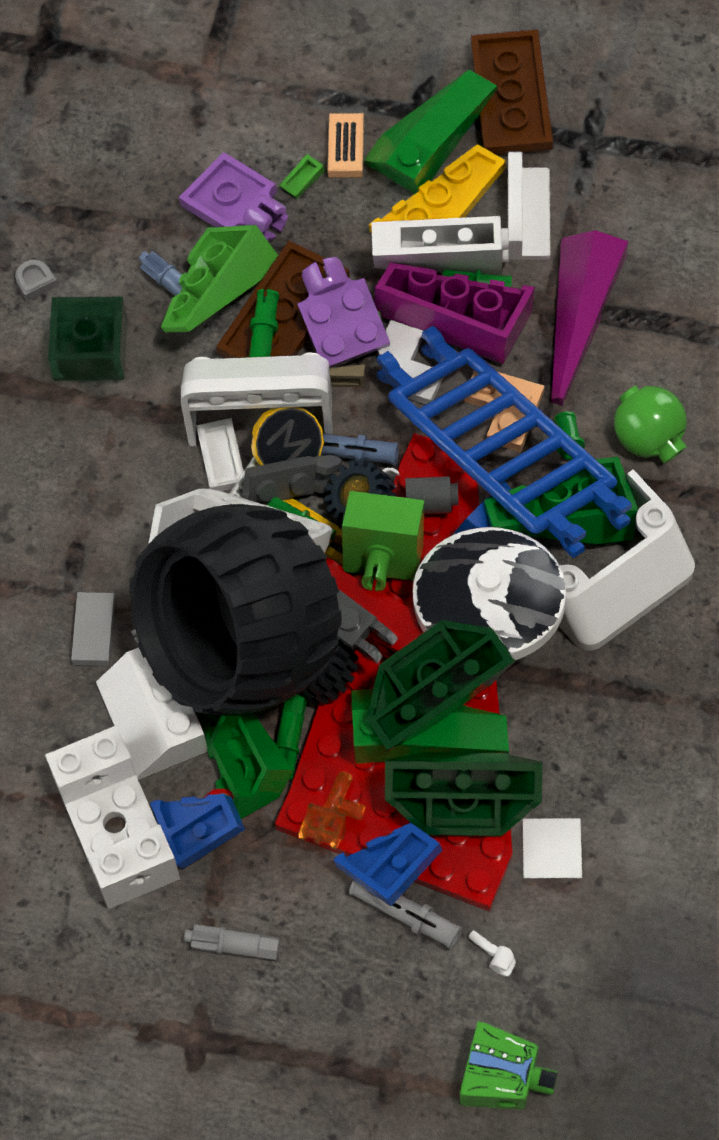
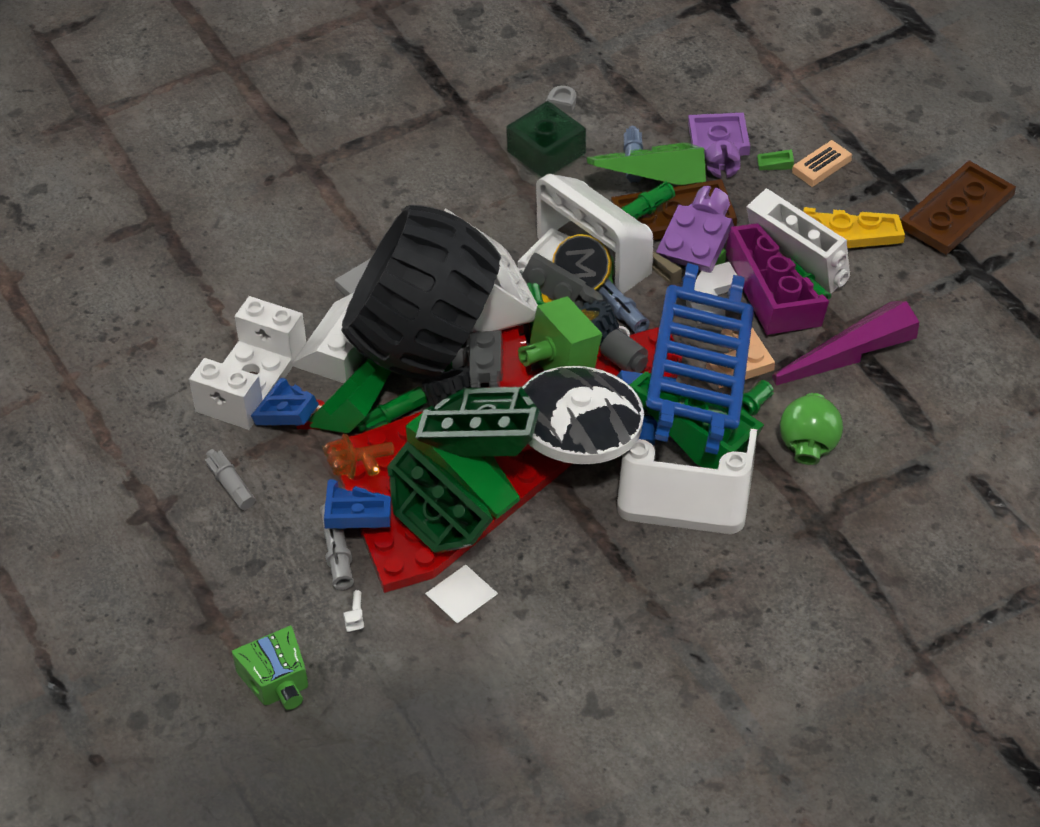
camera: 45 degrees right, 15 degrees down
(426, 137) = (881, 189): green wedge -> none
(528, 210) = (885, 269): white panel -> none

